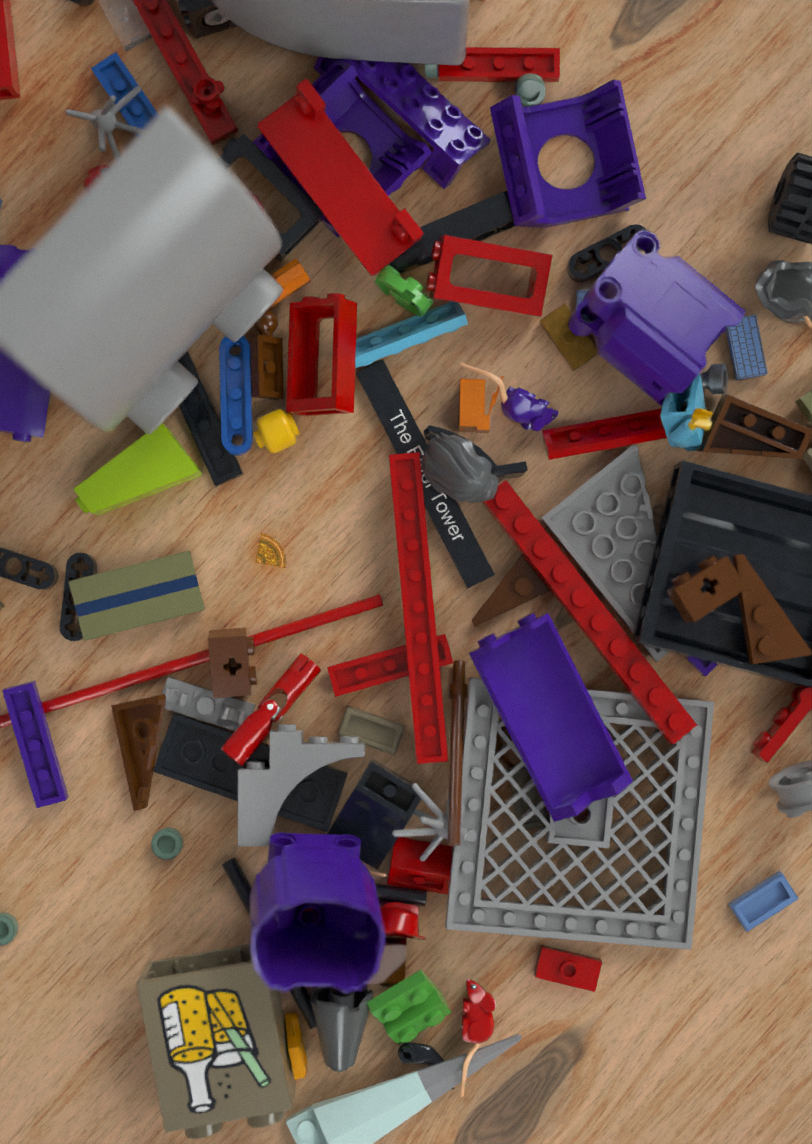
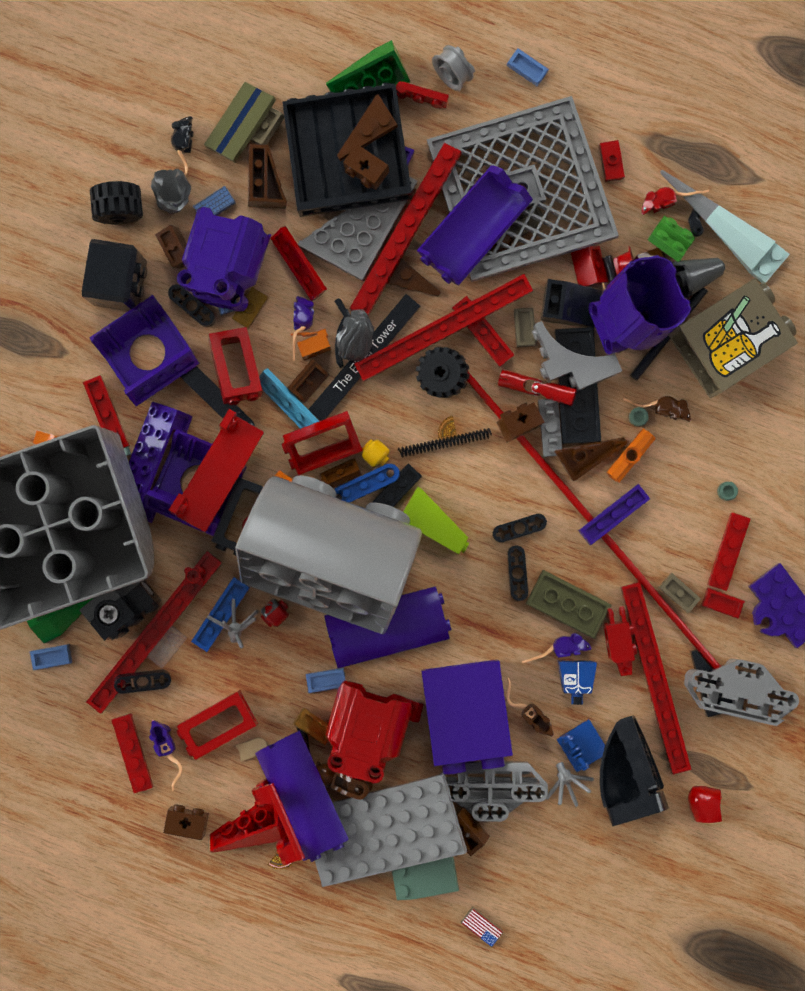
camera: 110 degrees left, 0 degrees up
(123, 825) = (638, 446): none -> orange piece
(136, 595) = (504, 493): olive tile -> none
(160, 894) = (668, 406): none -> reddish brown animal
(249, 539) = (441, 442): none -> black piece
(296, 1046) = (720, 295): light orange tile -> none
(361, 593) = (452, 380): none -> black wheel
(405, 291) = (265, 409): bright green plate -> none
(424, 376) = (308, 381): none -> reddish brown hinge
(439, 824) = (561, 260): light grey plant -> none
(458, 693) = (482, 285): reddish brown bar -> none
(530, 89) = (114, 389): sand green tile -> none
(685, 413) = (272, 219): medium azure torso -> none
(697, 149) = (114, 275): none -> black plate
(712, 259) = (172, 245): none -> reddish brown hinge

